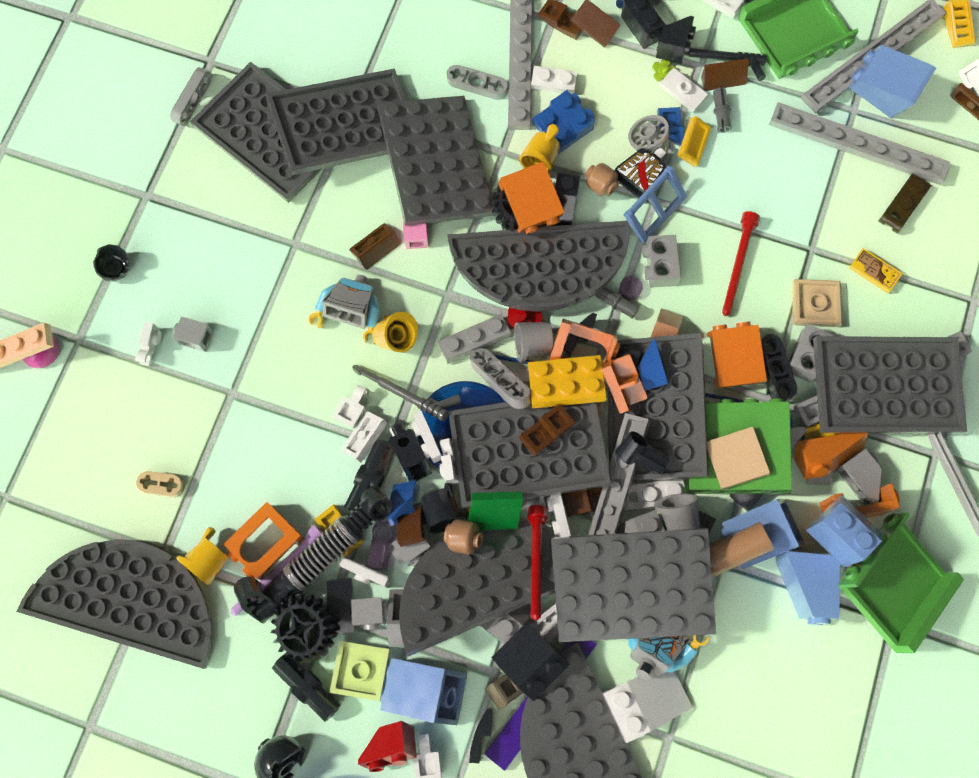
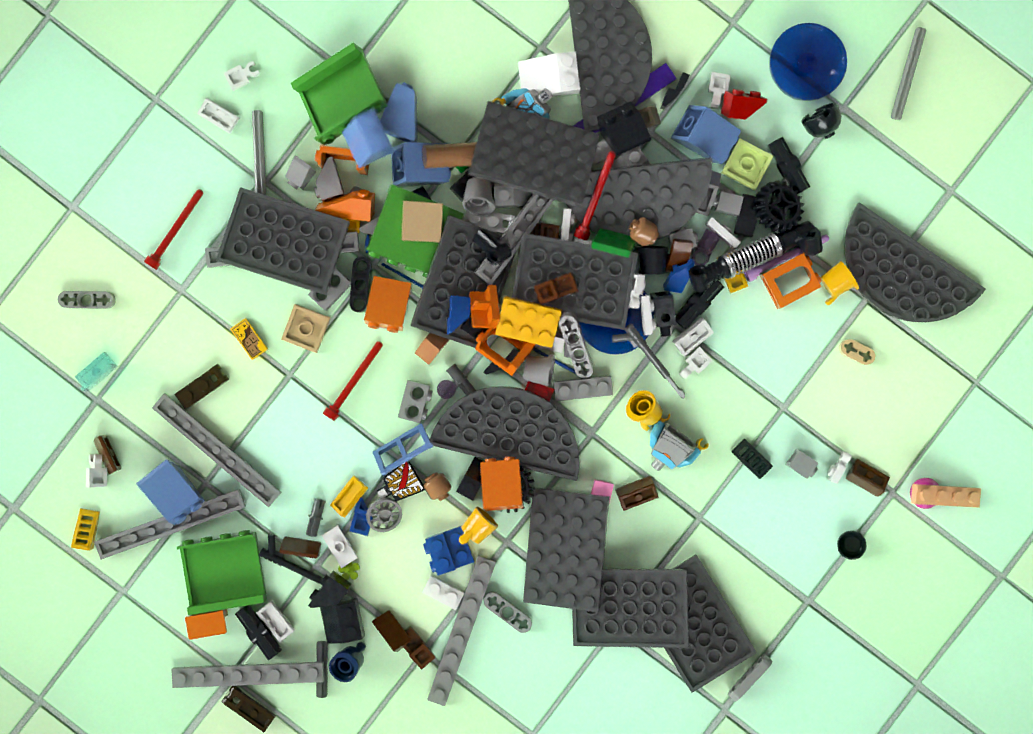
camera: 165 degrees left, 15 degrees up
(111, 345) = (867, 478): none -> reddish brown slope
(237, 310) = (762, 459): none -> black slope
(903, 473) = (299, 173): none -> light grey slope

